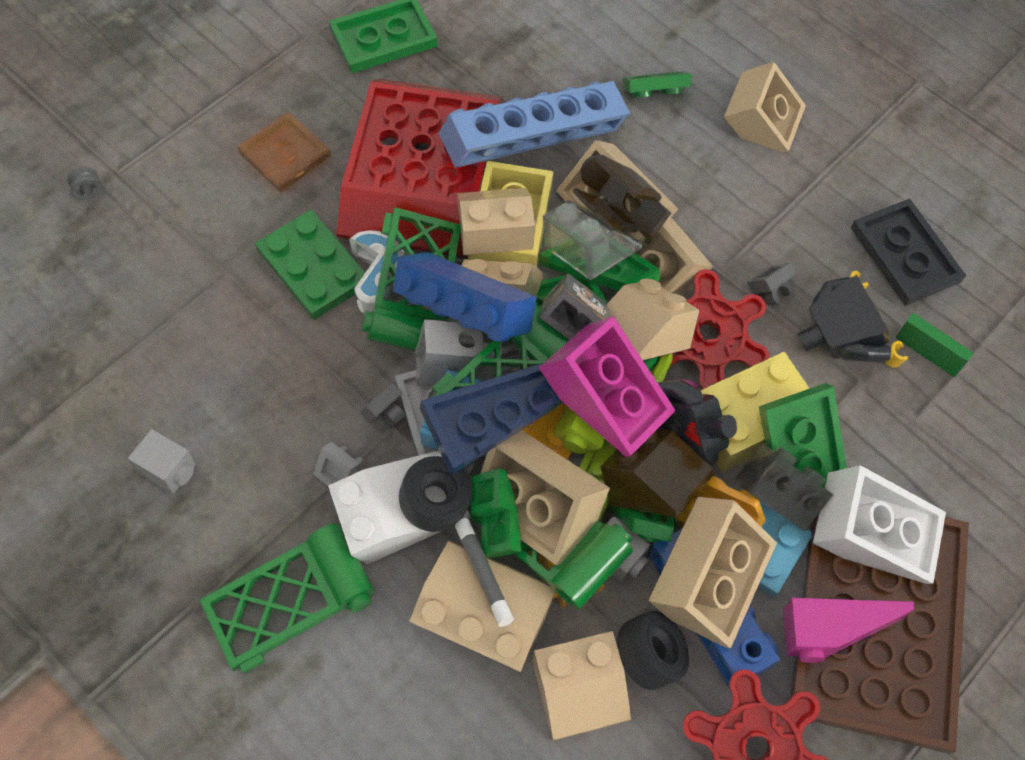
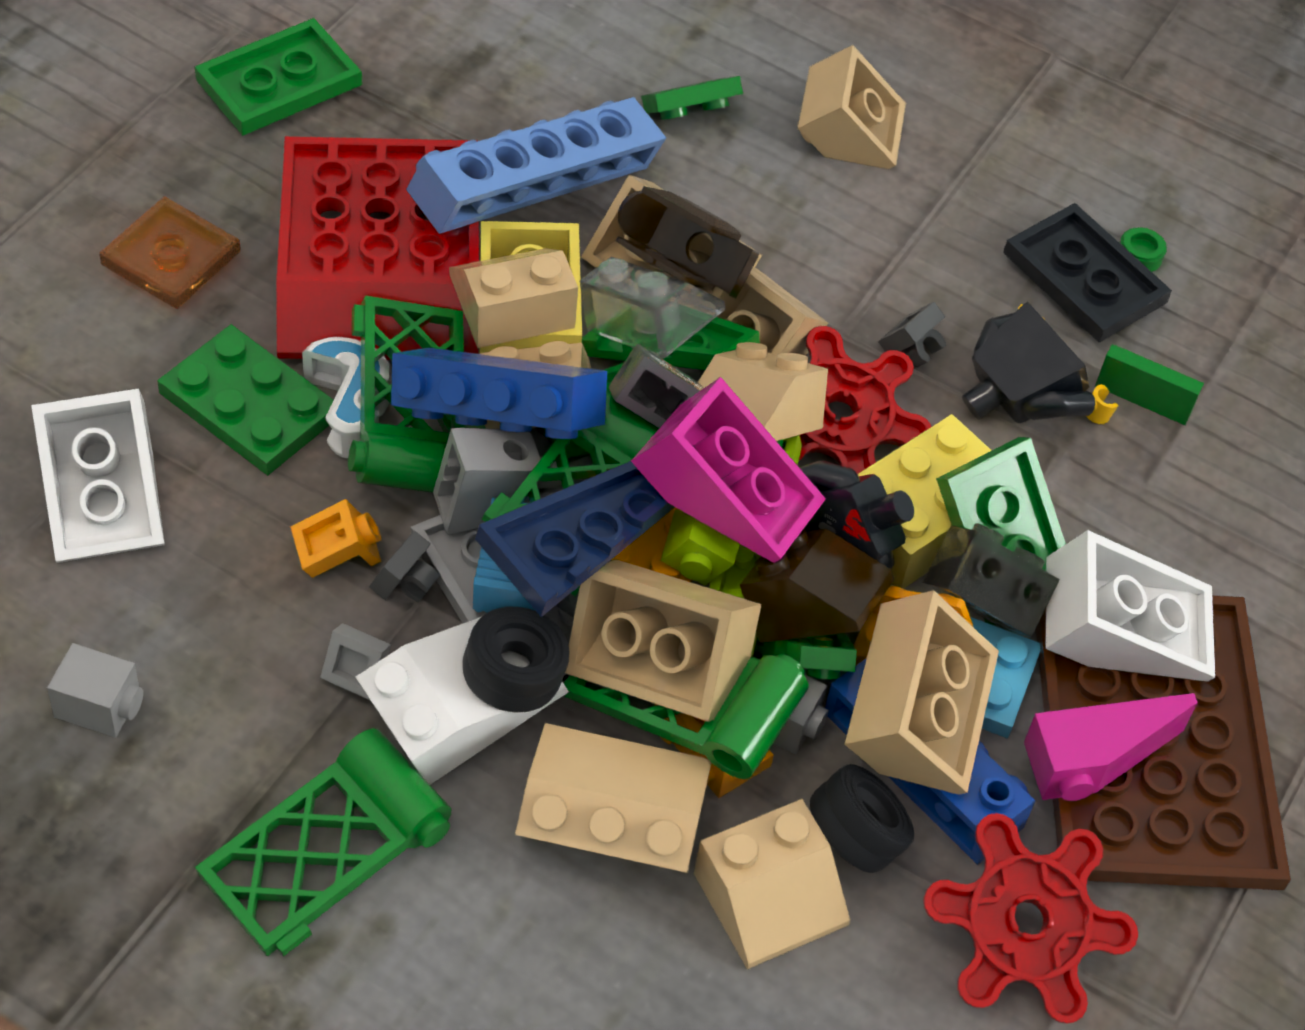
camera: 15 degrees left, 10 degrees down
(200, 307) = (98, 475): none -> white slope
(344, 375) = (335, 538): none -> light orange bracket
(484, 573) = (608, 749): dark grey bar -> none
(497, 506) = (609, 666): green slope -> none
(954, 237) = (1145, 246): none -> green tile

